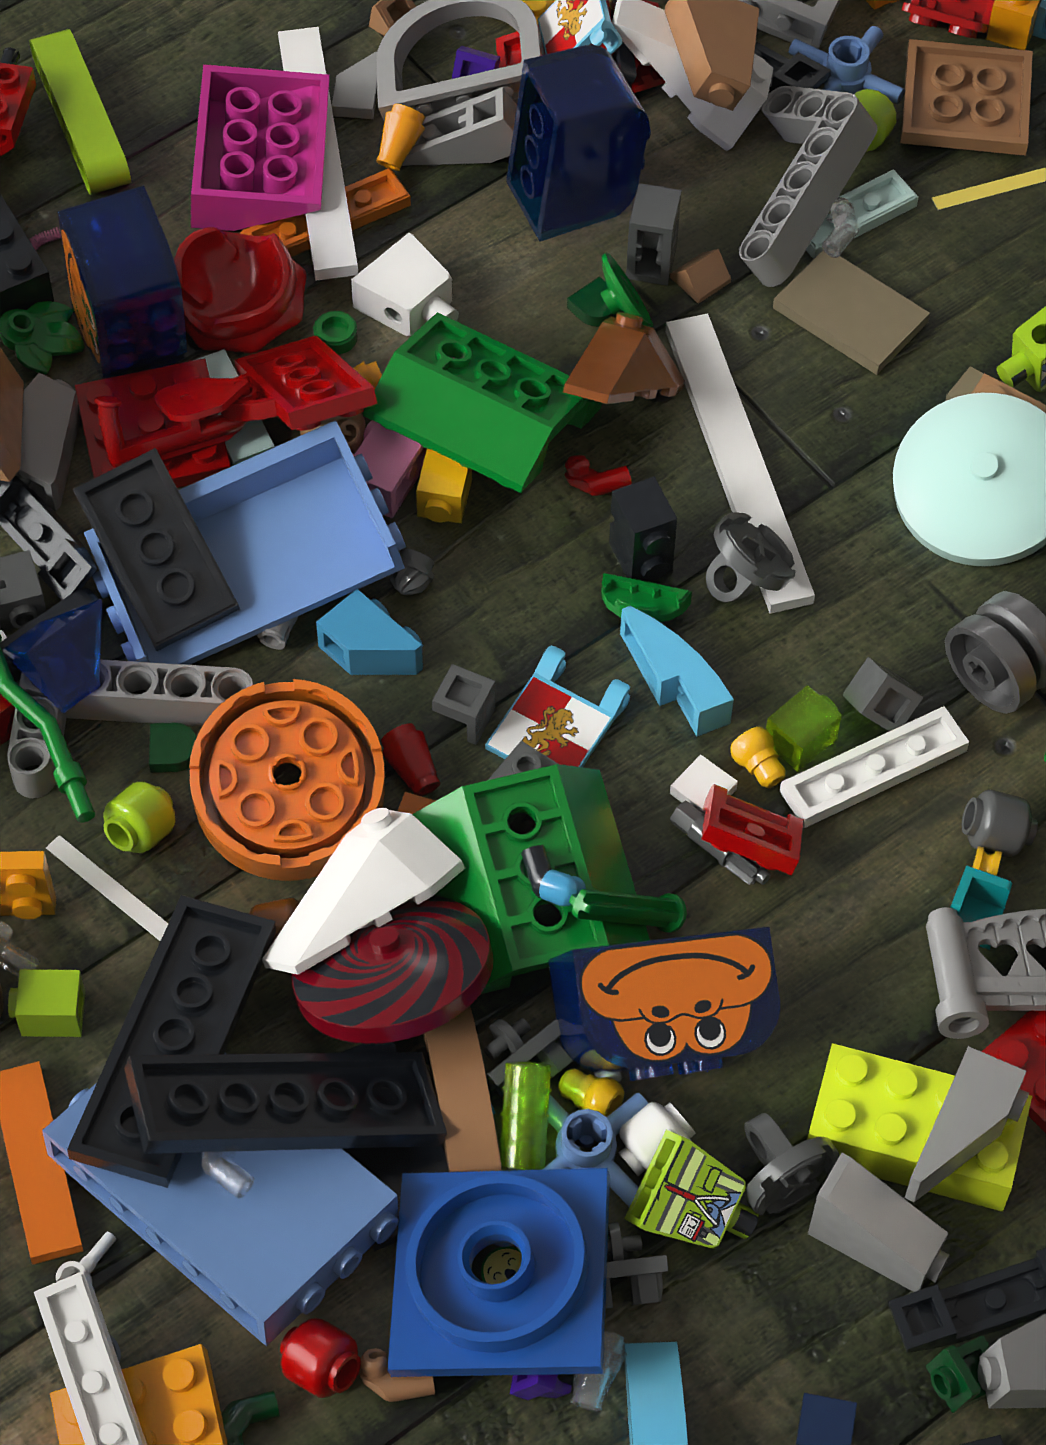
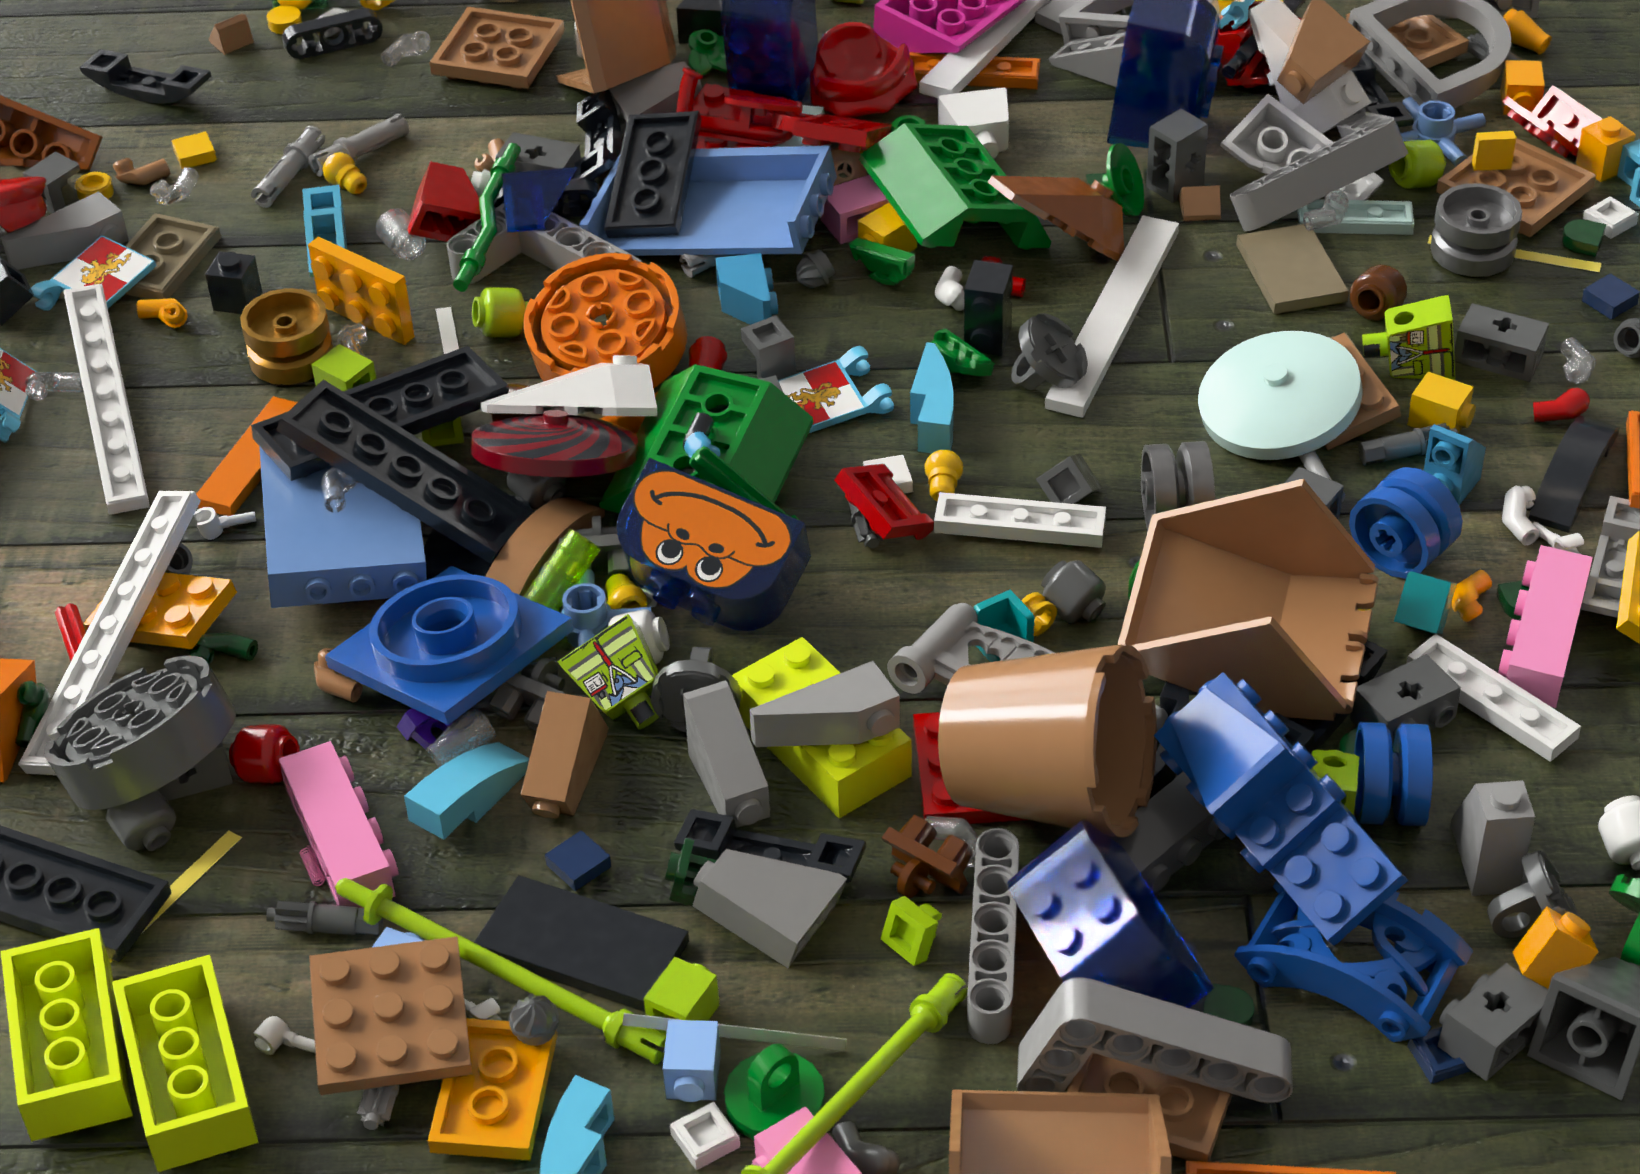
camera: 40 degrees right, 15 degrees down
(319, 1358) = (298, 635): red head -> none
(400, 134) = (1060, 38): light orange cone -> none
(475, 524) = (885, 262): none -> green plate
(562, 522) = (949, 290): none -> white arm
(723, 1326) = (563, 754): none -> medium nougat slope
(729, 164) = (1276, 137): none -> white wedge
(804, 727) = (991, 470): clear neon green brick -> none
(937, 74) = (1493, 150): none -> yellow tile
(961, 301) = (1377, 291): none -> reddish brown head
(991, 179) = (1476, 229): none -> flat silver wheel

